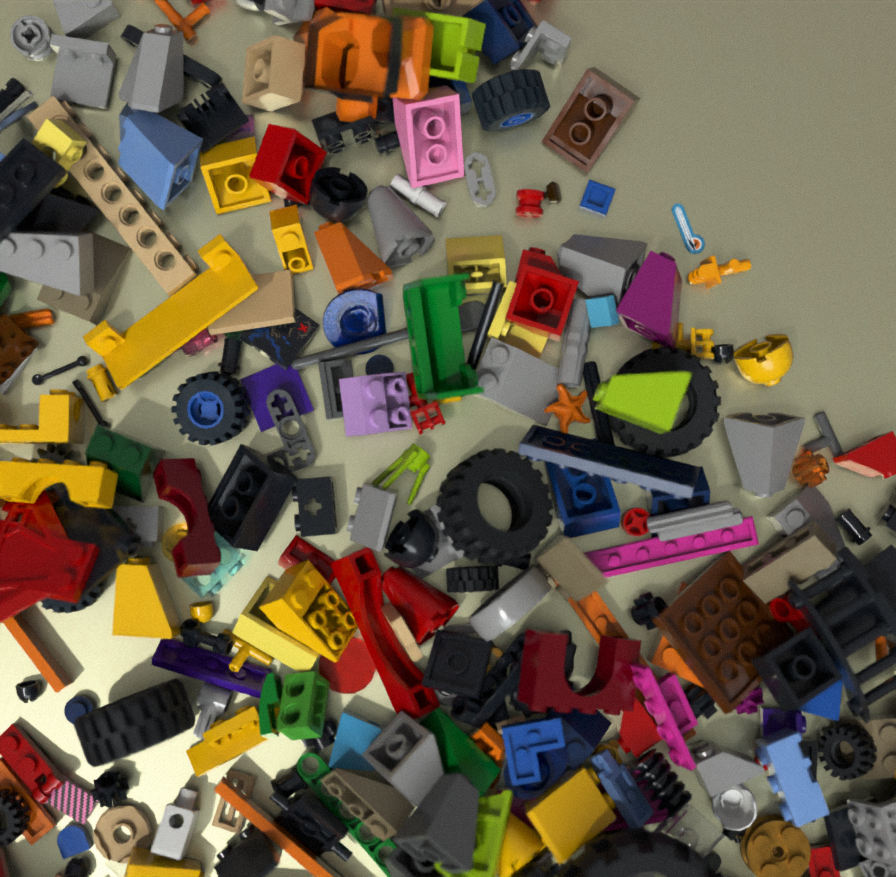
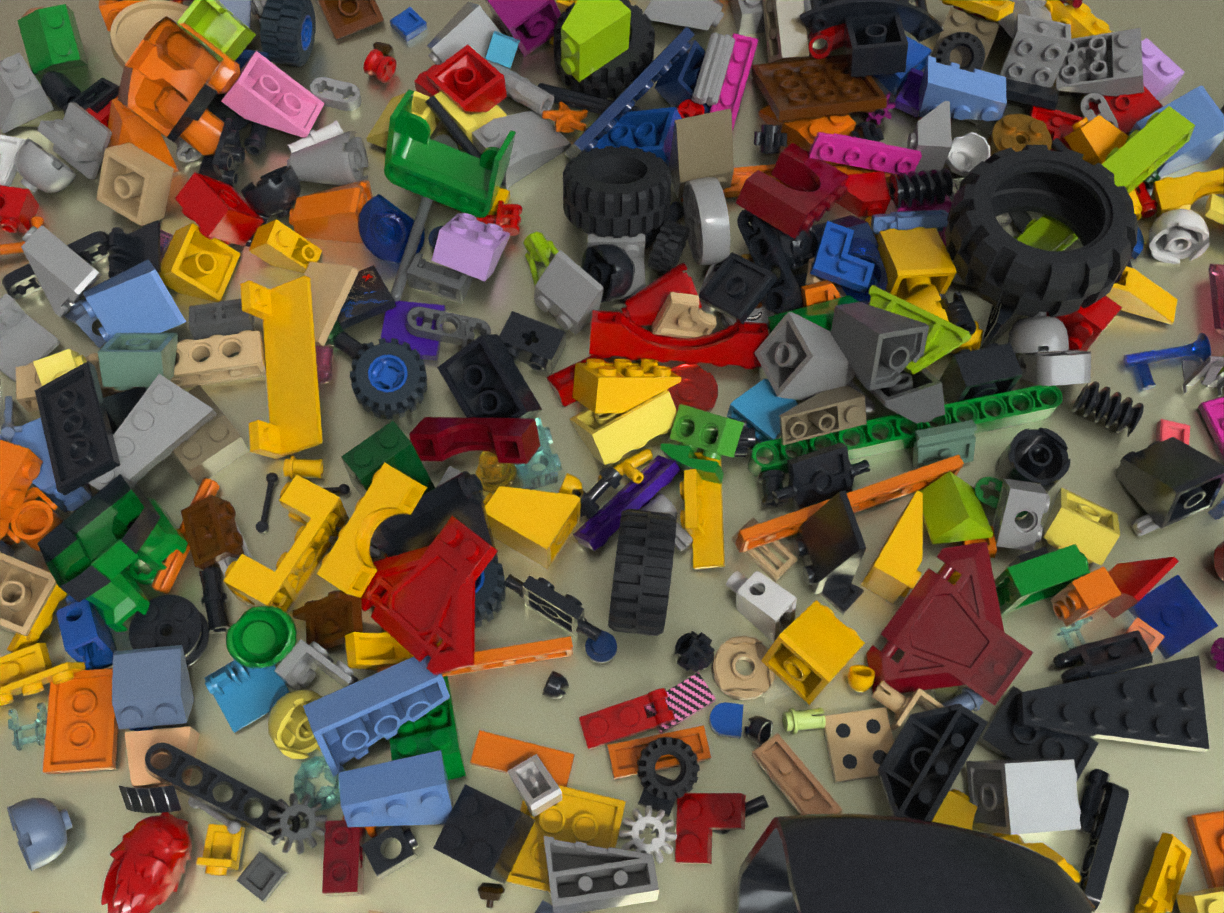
camera: 65 degrees left, 20 degrees down
(82, 658) = (559, 609): none -> black plate
(107, 195) = (137, 359): none -> sand green slope
(188, 229) = (219, 319): none -> dark grey hinge

